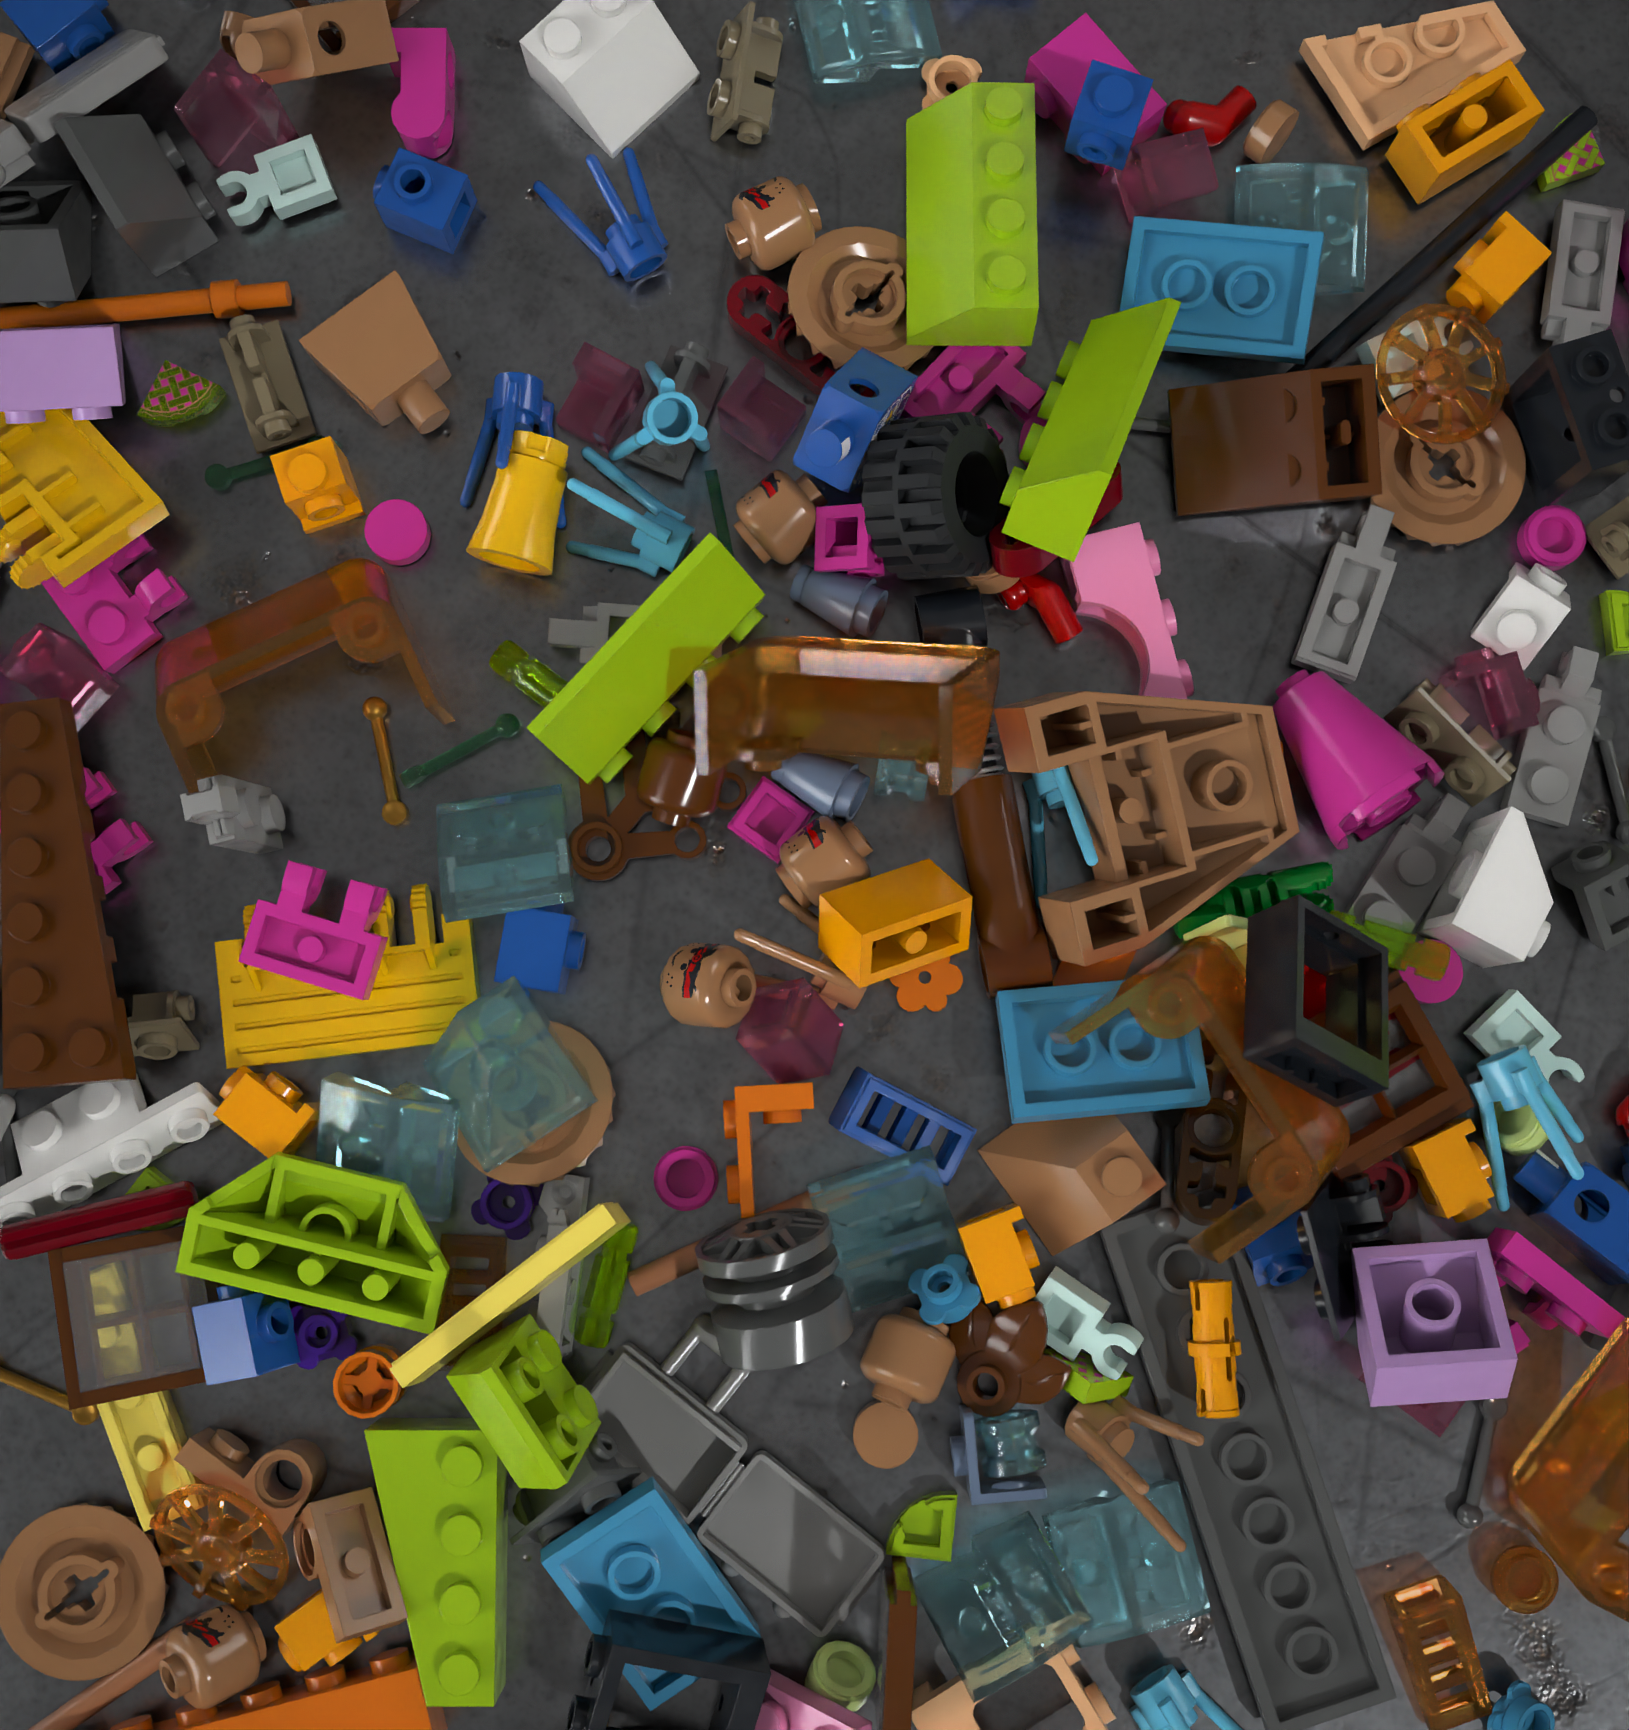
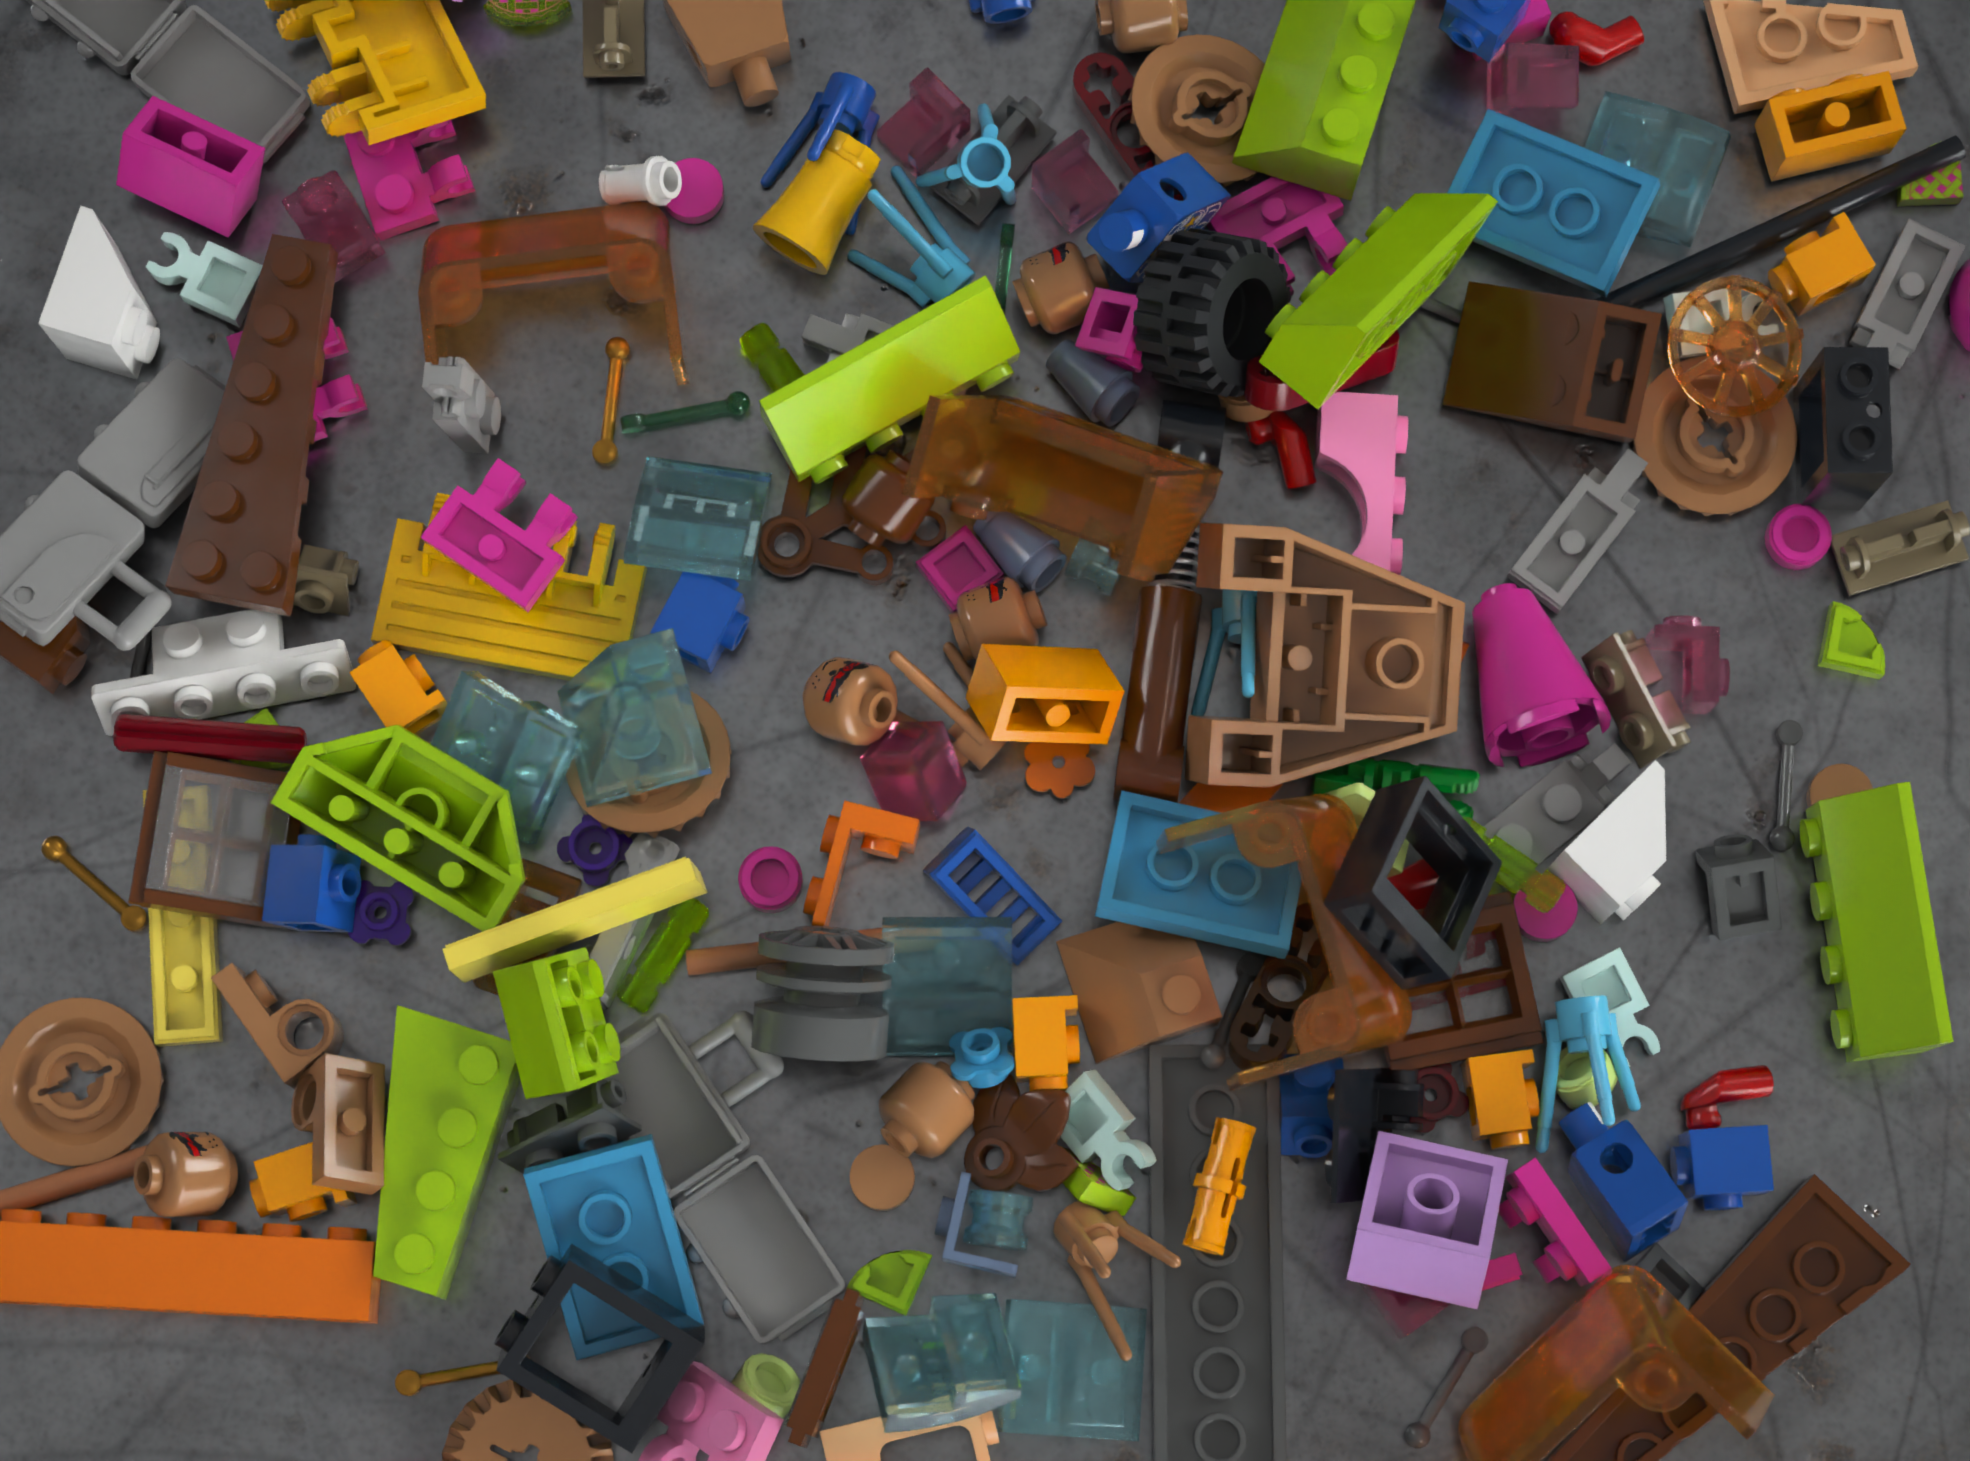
camera: 15 degrees right, 5 degrees down
(220, 477) = (541, 87): clear green hinge -> none
(221, 1546) = (224, 1075): clear orange wheel -> none
(318, 484) = (632, 121): light orange brick -> none
(356, 535) = (652, 182): none -> white pin
(362, 1388) = (404, 963): orange wheel -> none
(1270, 131) = (1647, 69): medium nougat tile -> none
(1524, 613) = (1745, 597): white bracket -> none
(1555, 751) = (1737, 731): light grey hinge -> none

